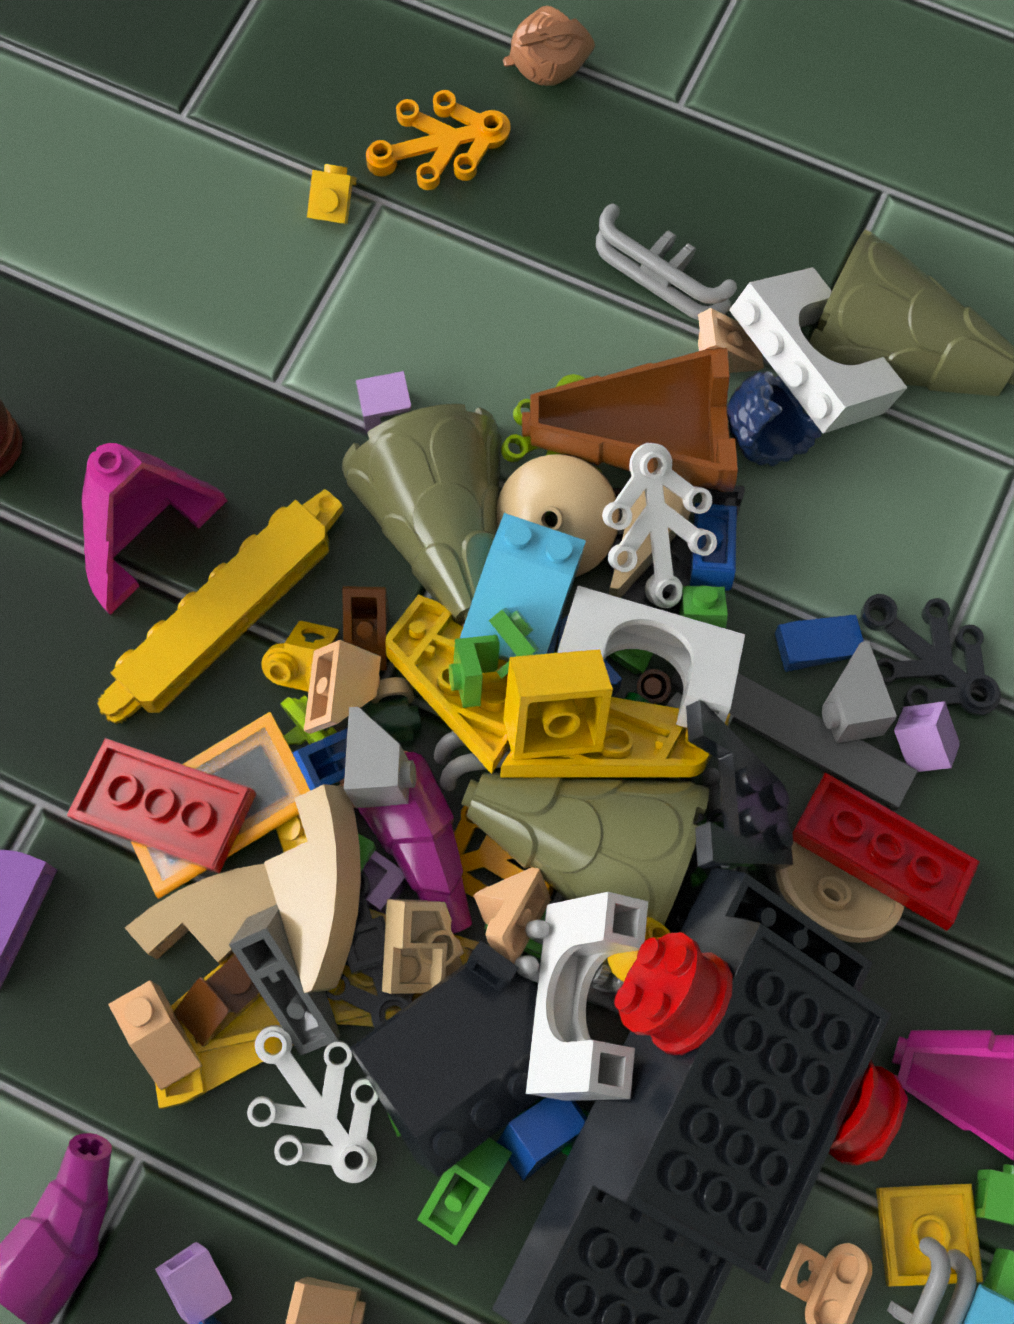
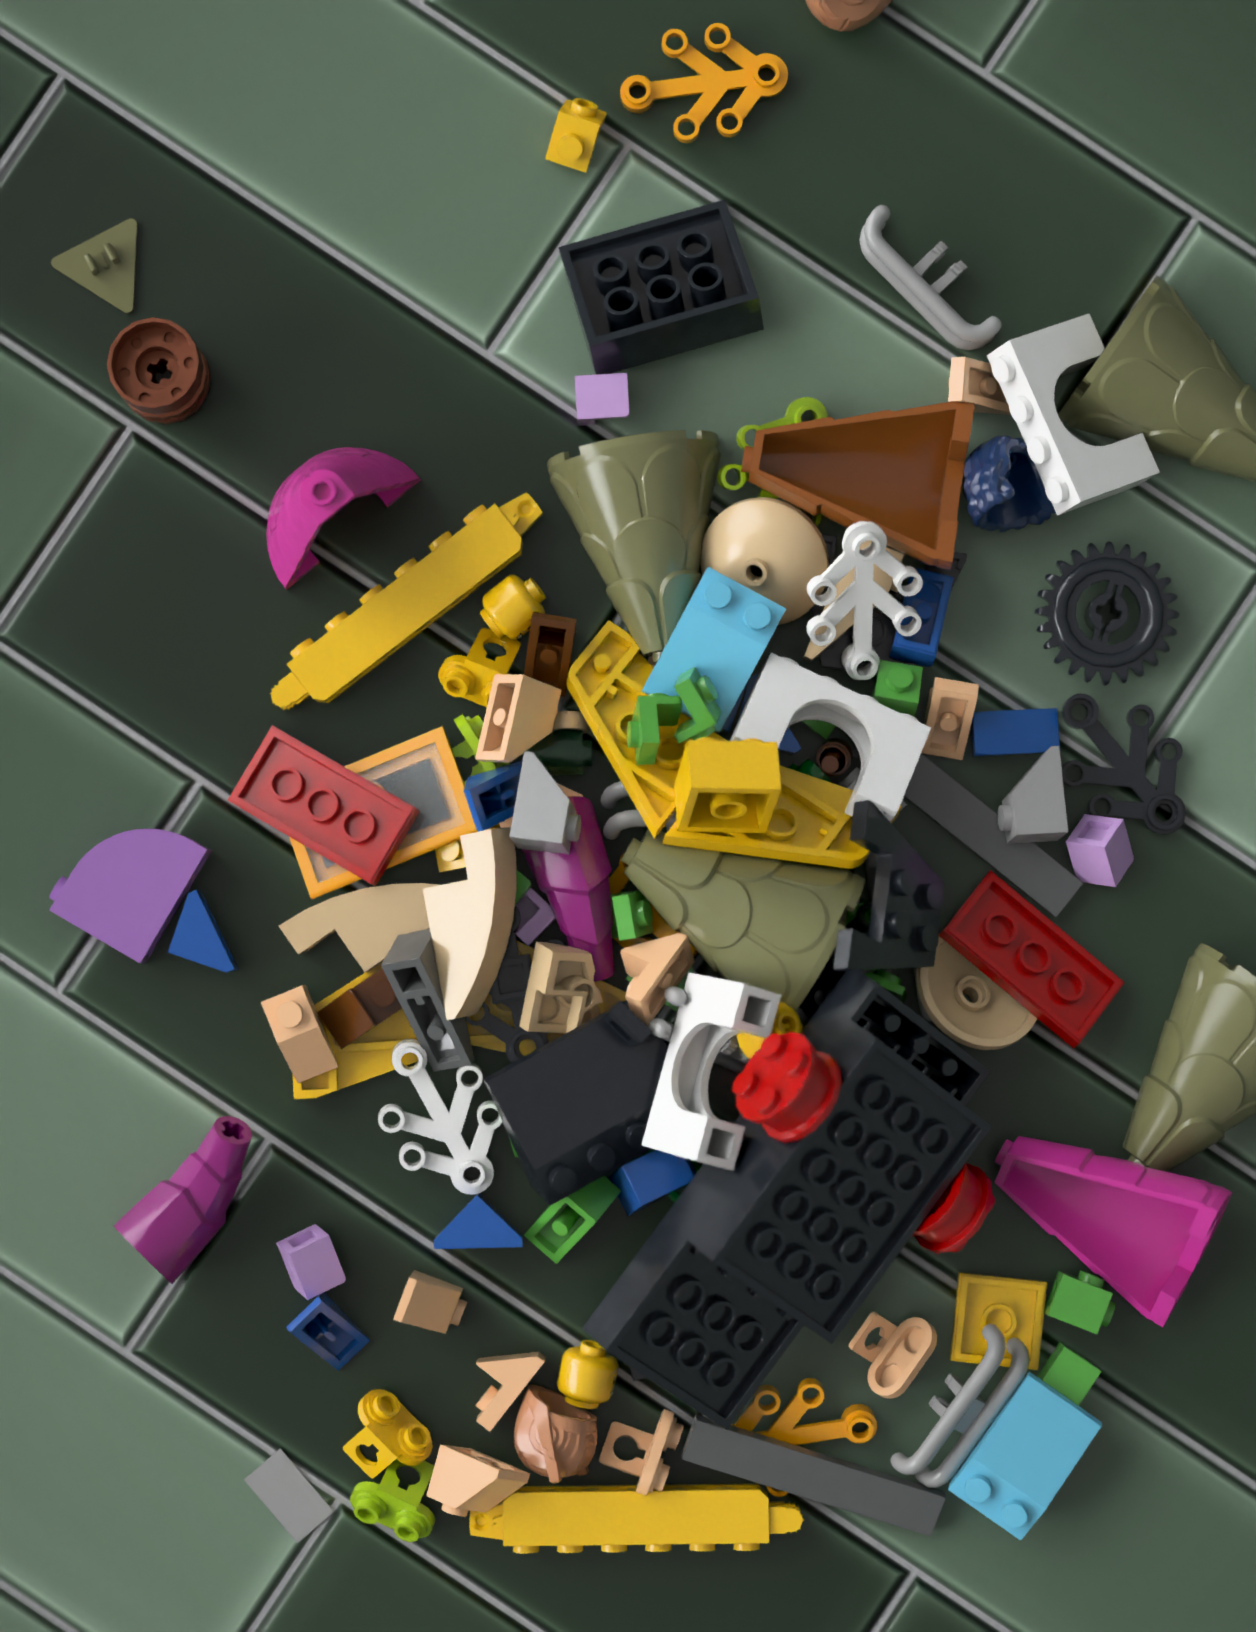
camera: 10 degrees right, 15 degrees up
(47, 953) = (200, 937): none -> blue slope
(322, 595) = (511, 606): none -> yellow head
(367, 1216) = (479, 1227): none -> blue slope
(427, 305) = (661, 288): none -> black slope
(479, 860) = (631, 915): none -> bright green bracket
(760, 620) = (950, 717): none -> light nougat slope
(871, 546) = (1092, 653): none -> black gear

